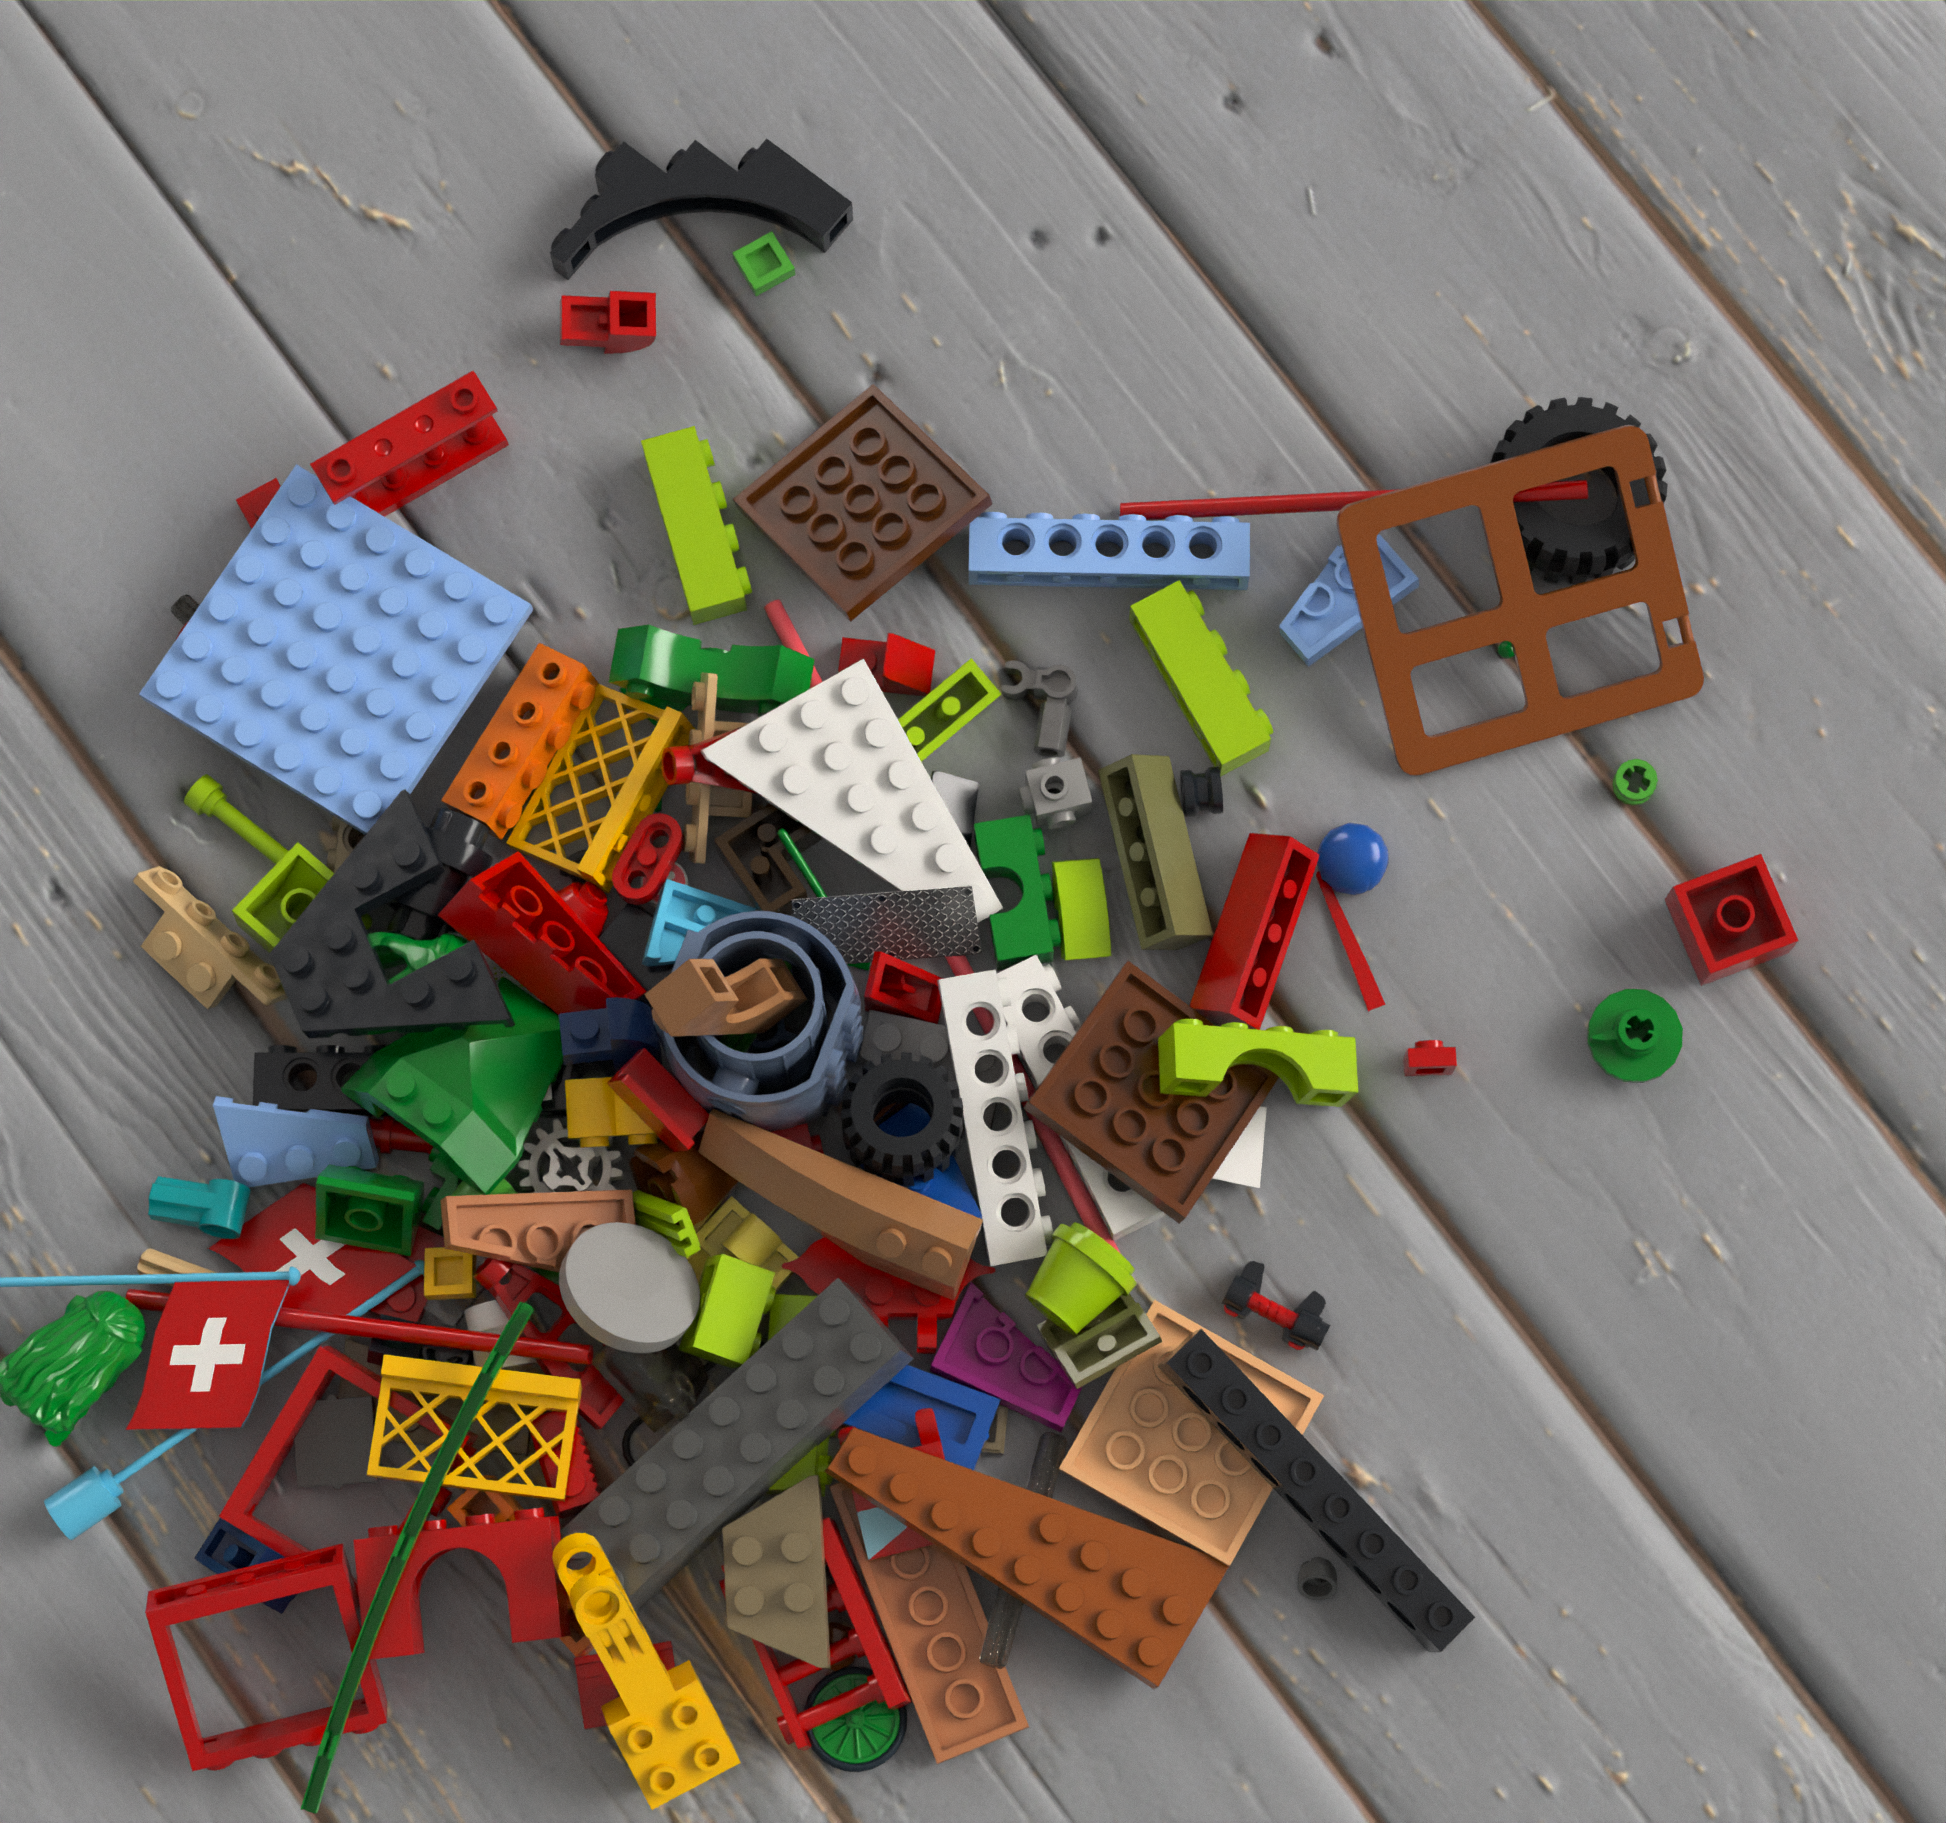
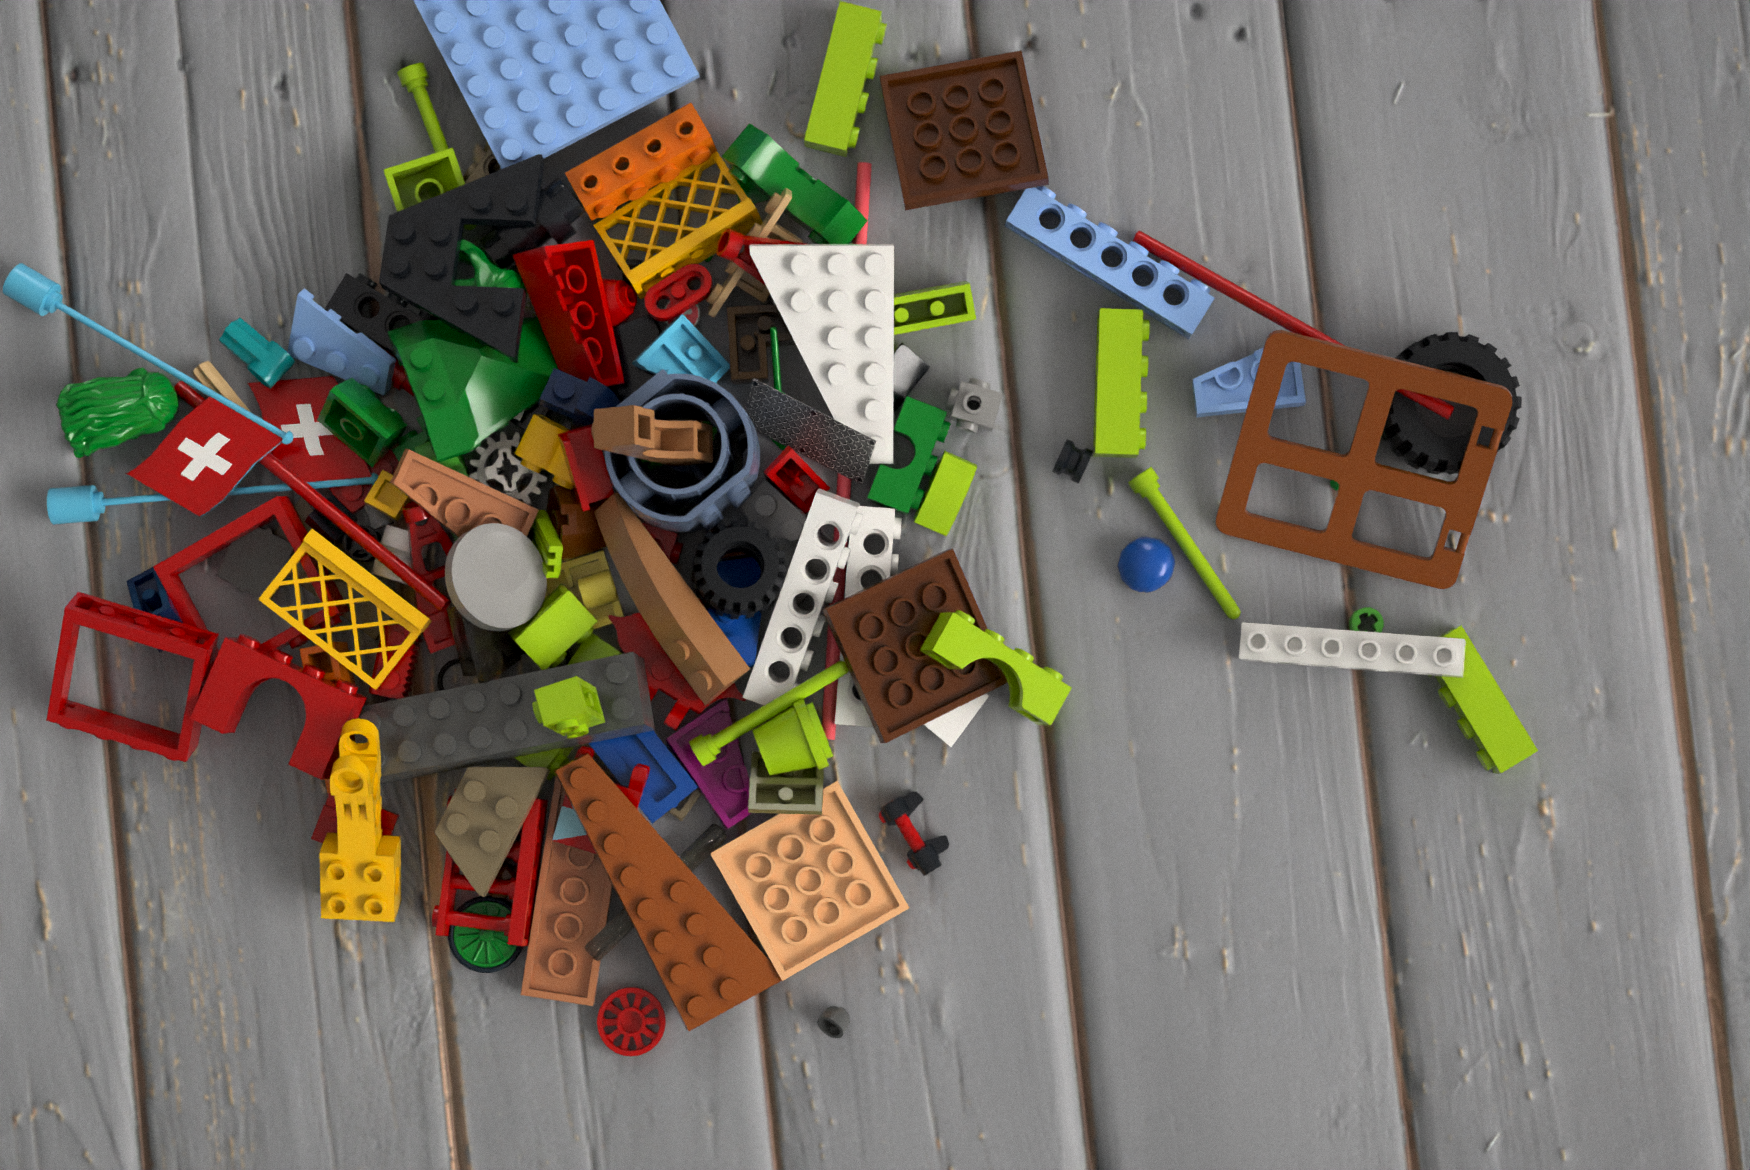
camera: 30 degrees right, 10 degrees up
(200, 947) = (353, 176): tan bracket -> none
(402, 1553) = (252, 663): green piece -> none
(803, 1375) = (568, 707): none -> lime brick
(897, 665) = (917, 251): red slope -> none
(986, 1342) = (709, 746): none -> lime piece
(1056, 686) = (1020, 334): flat silver bar -> none
(1083, 1720) = (631, 1021): none -> red wheel
(1155, 852) = (1016, 485): olive brick -> none
(1254, 930) = (1049, 576): red brick -> none
(1301, 772) = (1147, 486): none -> lime piece
(1316, 1491) = (864, 968): black brick -> none
(1363, 974) = (1106, 645): red sticker -> none
(1429, 1059) = (1114, 728): red plate -> none
(1634, 1035) = (1258, 793): green piece -> none
(1640, 812) = (1352, 649): none -> white brick
(1731, 919) = (1369, 755): red brick -> none
(1809, 792) = (1484, 711): none -> lime brick

